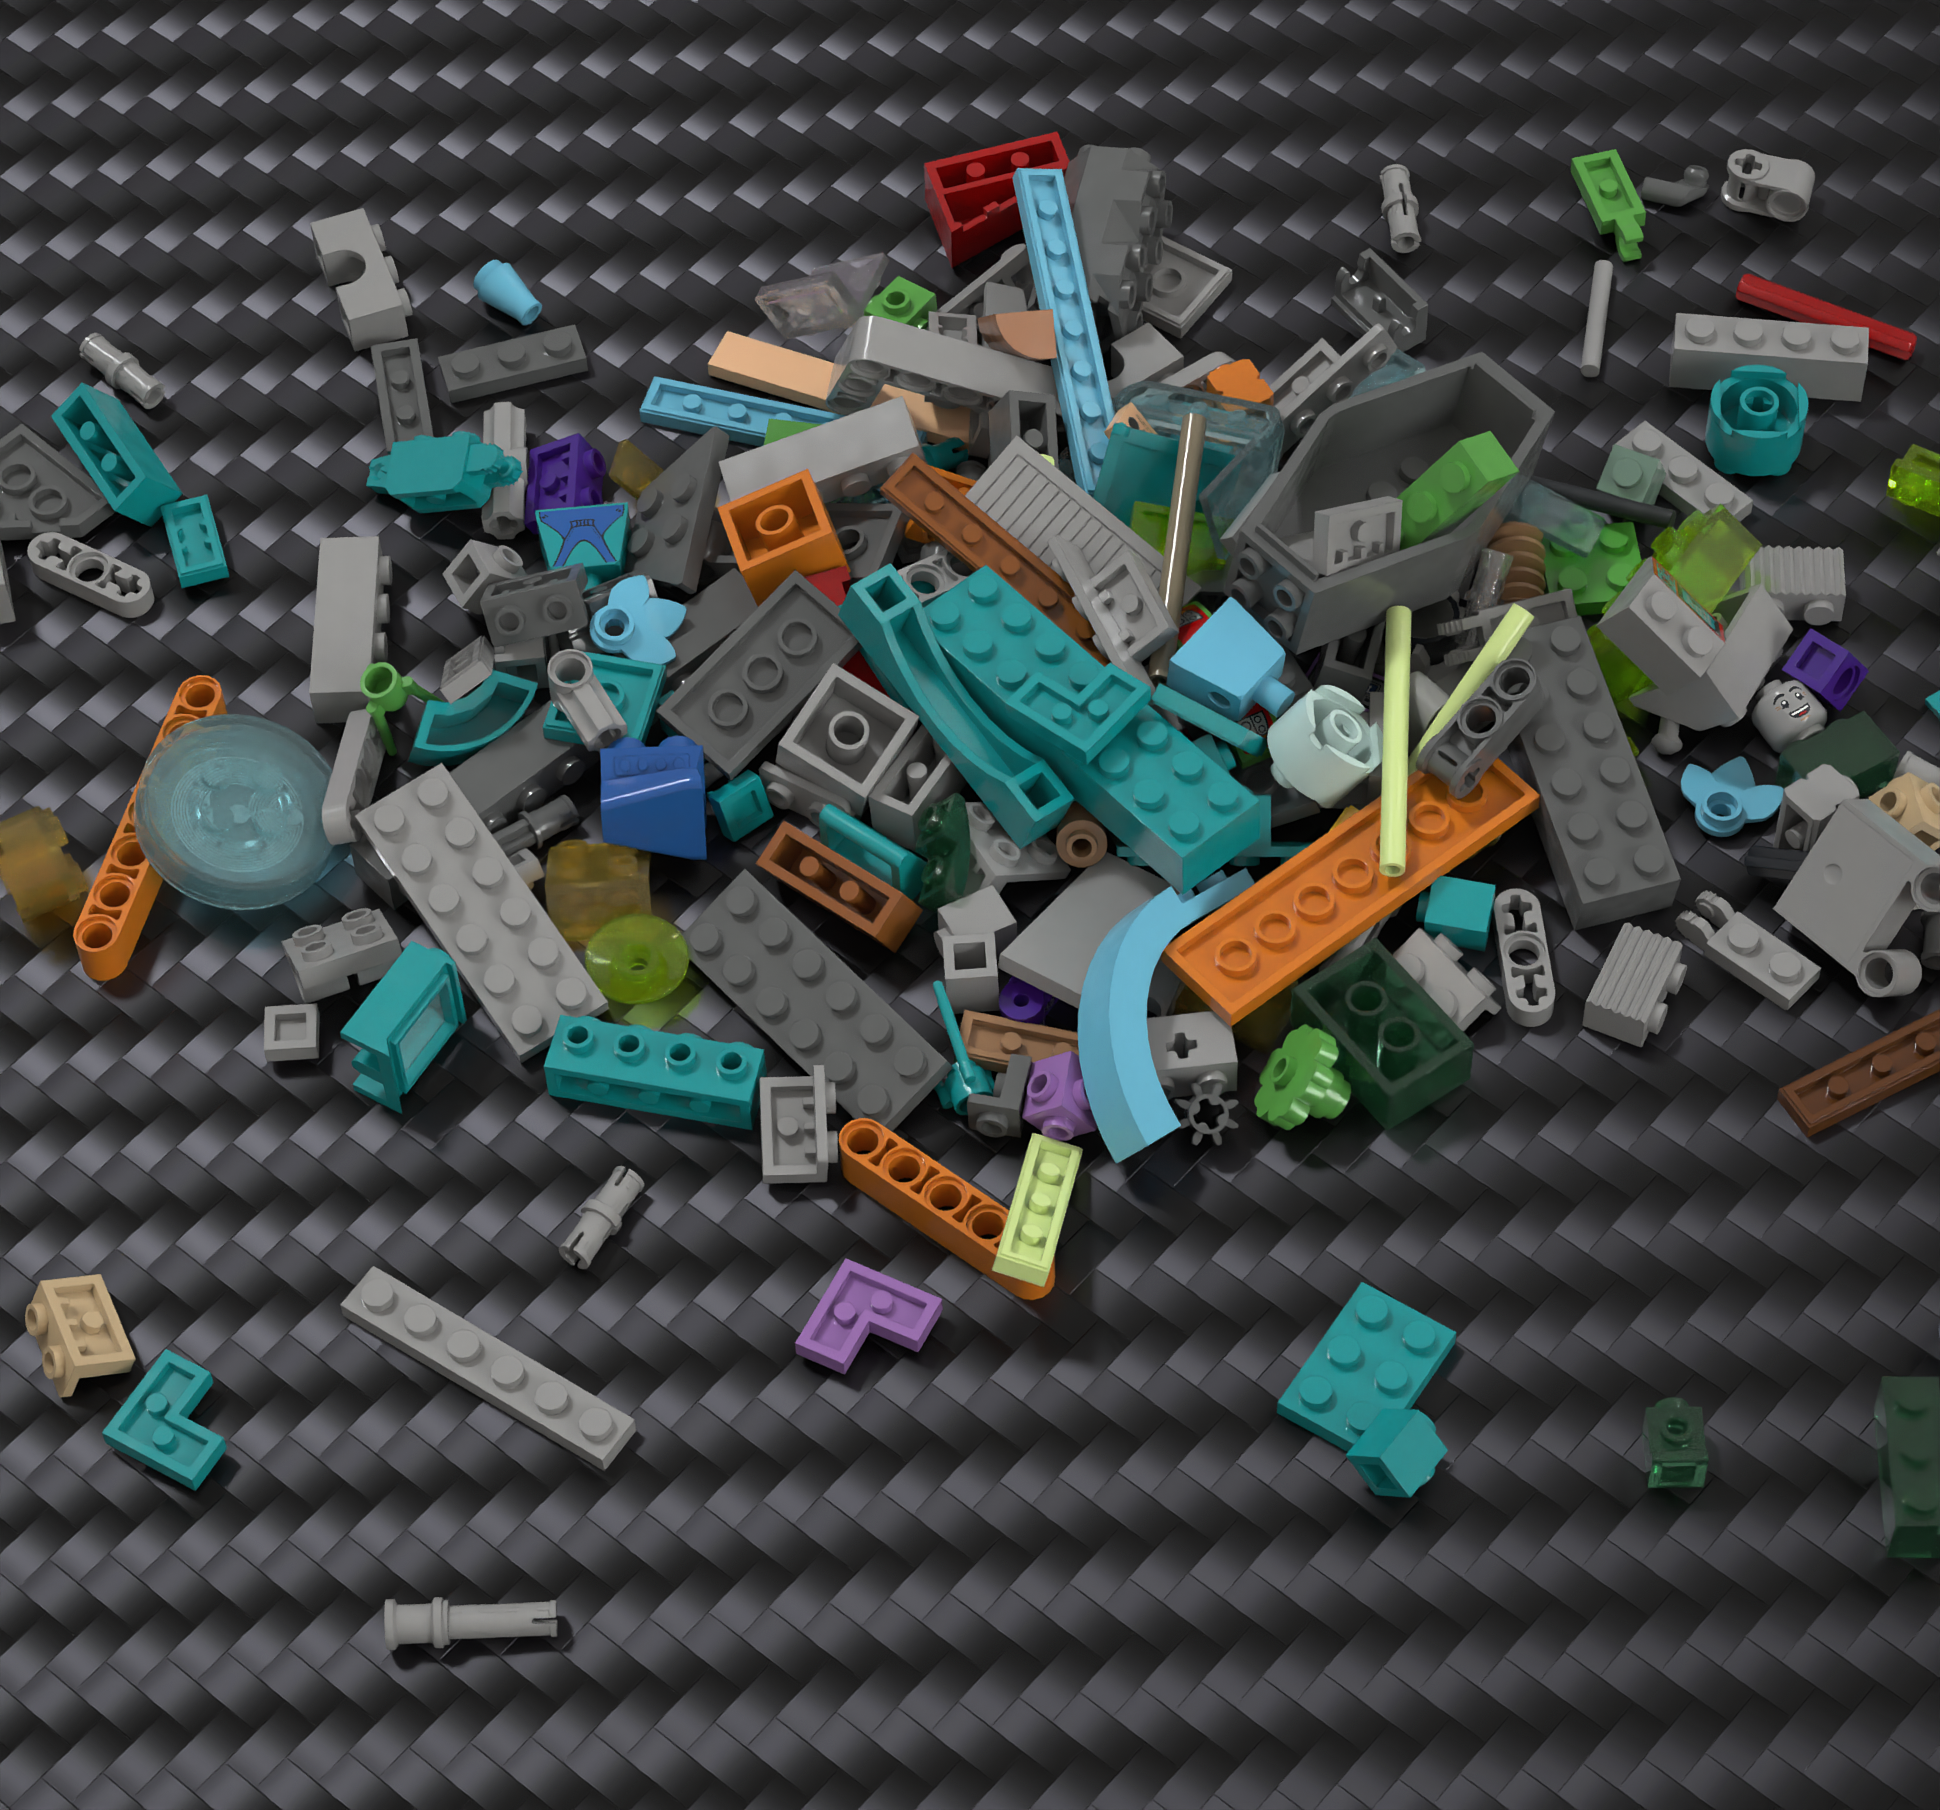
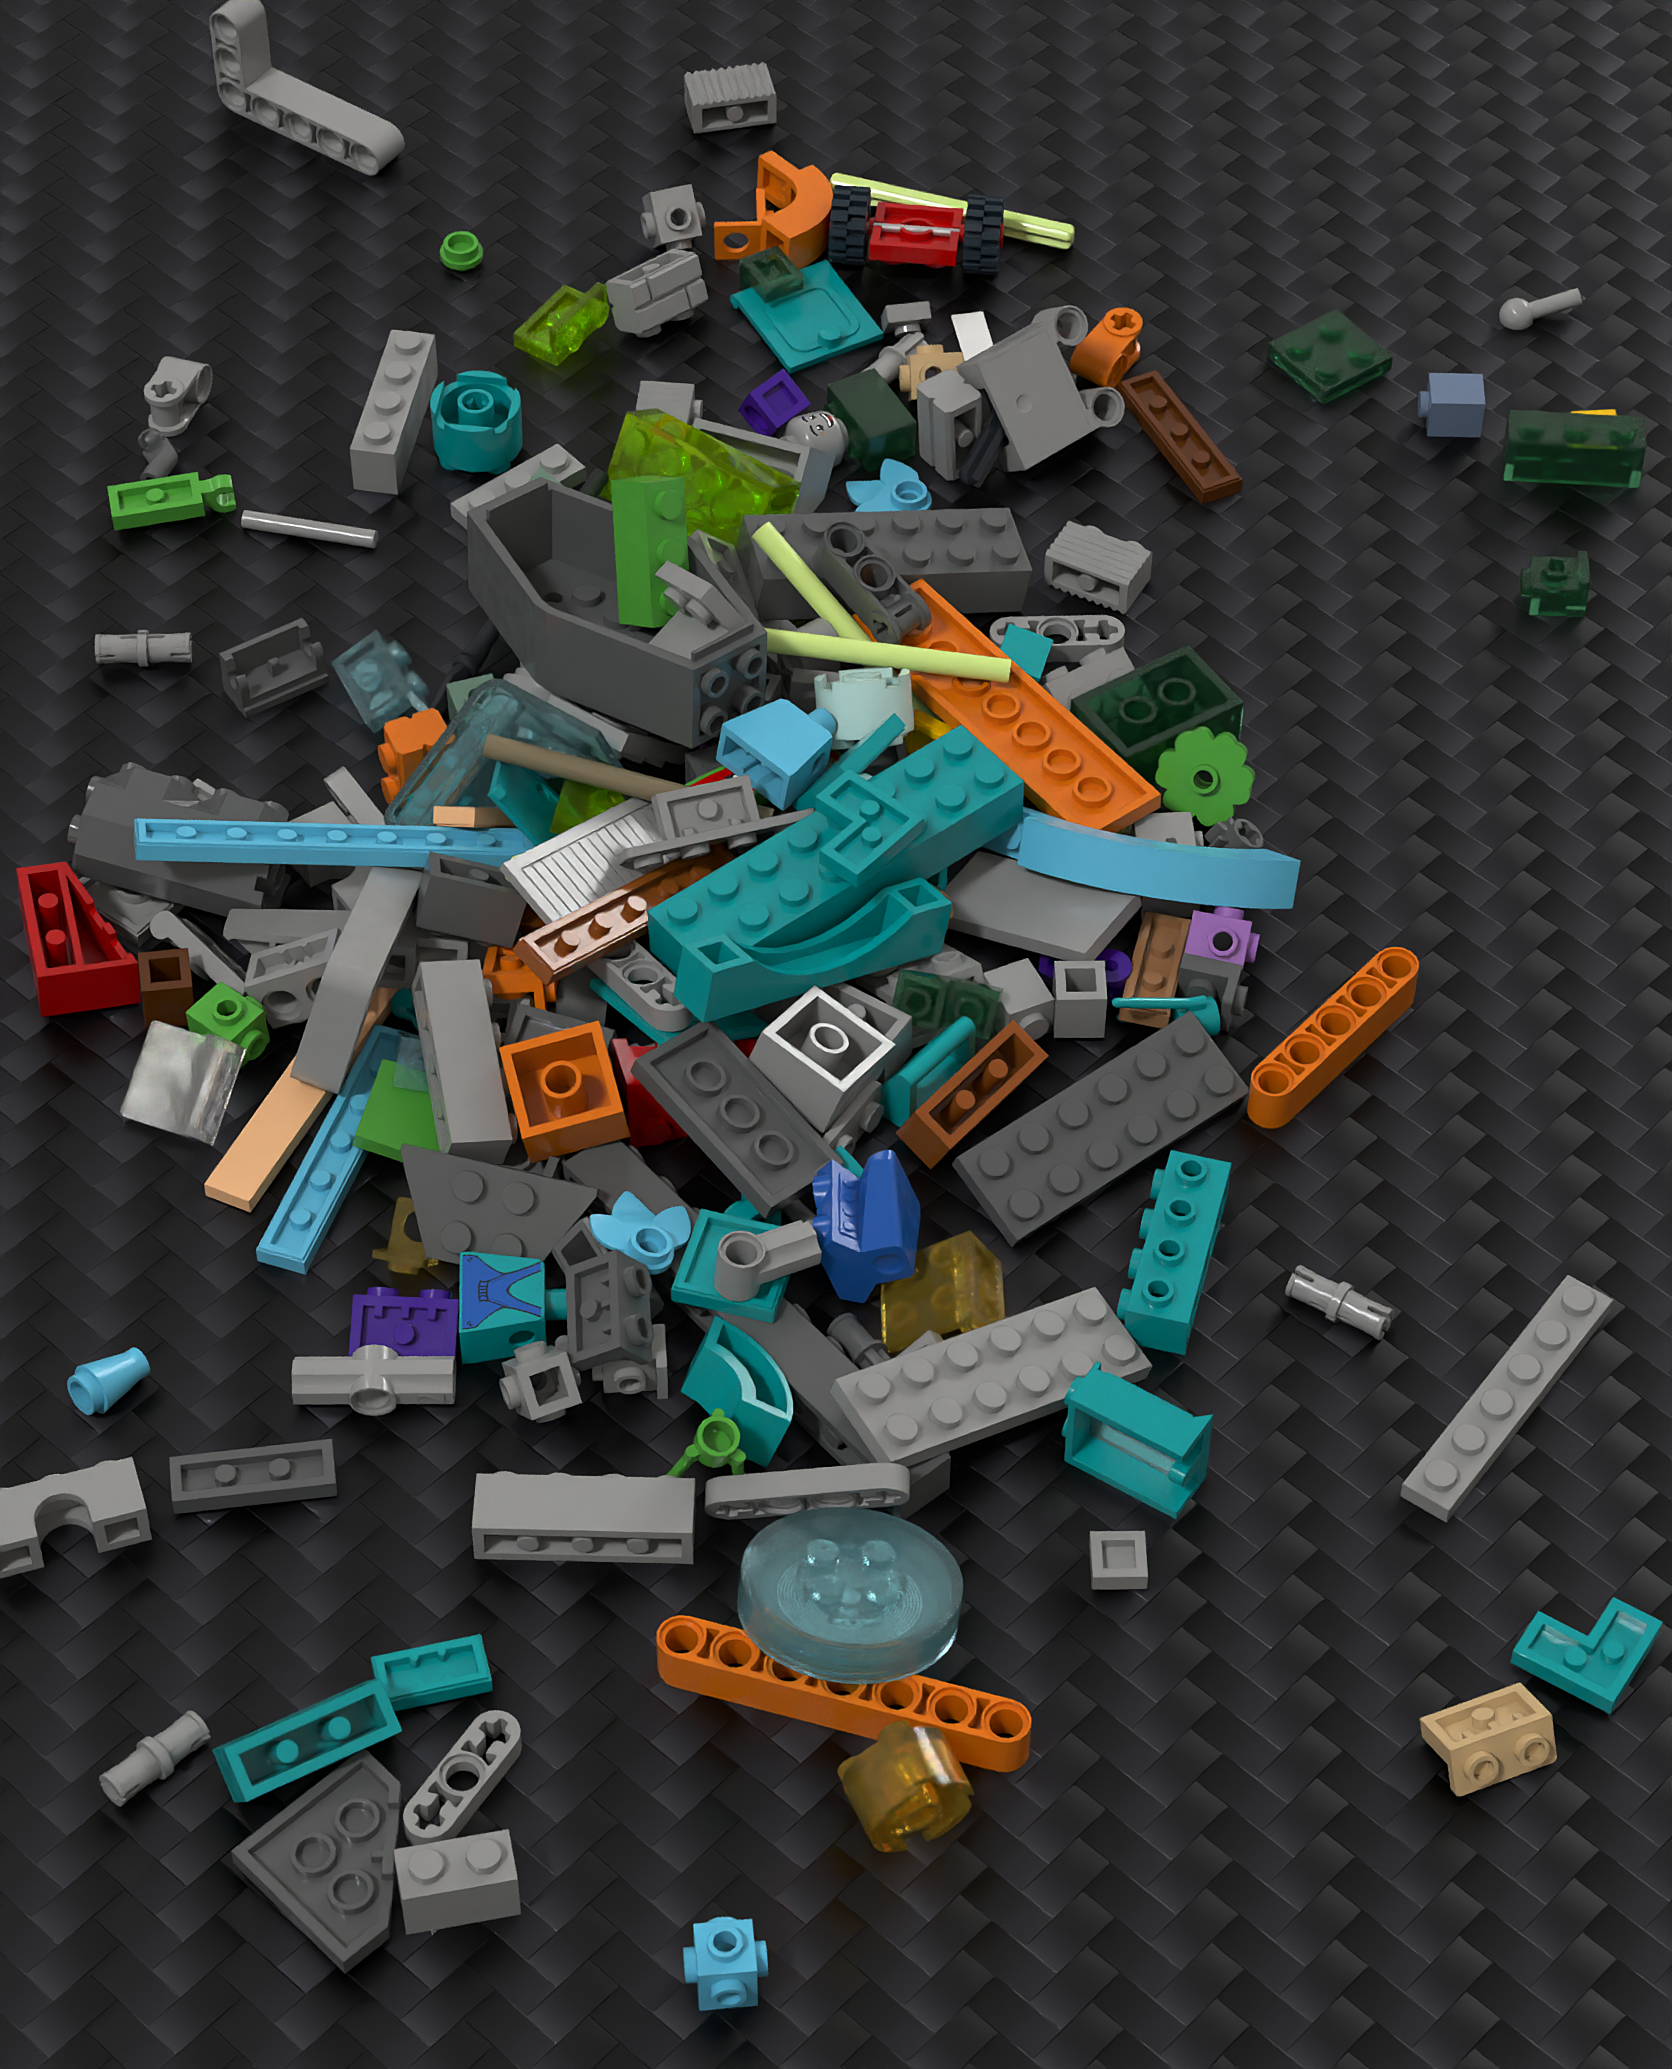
camera: 90 degrees left, 5 degrees down
(327, 955) = (1029, 1509): light grey plate -> none
(443, 472) = (391, 1421): teal hinge -> none
(467, 669) = (687, 1379): light grey tile -> none
(513, 363) = (207, 1382): dark grey plate -> none
(633, 942) = (1046, 1249): clear neon green dish -> none
(795, 1128) = (1249, 1133): light grey bracket -> none
(863, 1303) = (1438, 1107): medium lavender plate -> none
(941, 264) = (166, 986): none -> reddish brown brick
(1021, 334) = (333, 877): nougat brick -> none
(1037, 1210) = (1353, 954): yellowish green tile -> none
(1326, 378) = (395, 688): light grey bracket -> none
(1367, 1361) = (1488, 772): teal plate -> none
(1397, 1452) = (1581, 743): teal brick -> none
(1663, 628) = (774, 454): light grey slope -> none
(1748, 951) = (1059, 498): light grey hinge -> none
(1809, 309) = (337, 380): red axle -> none

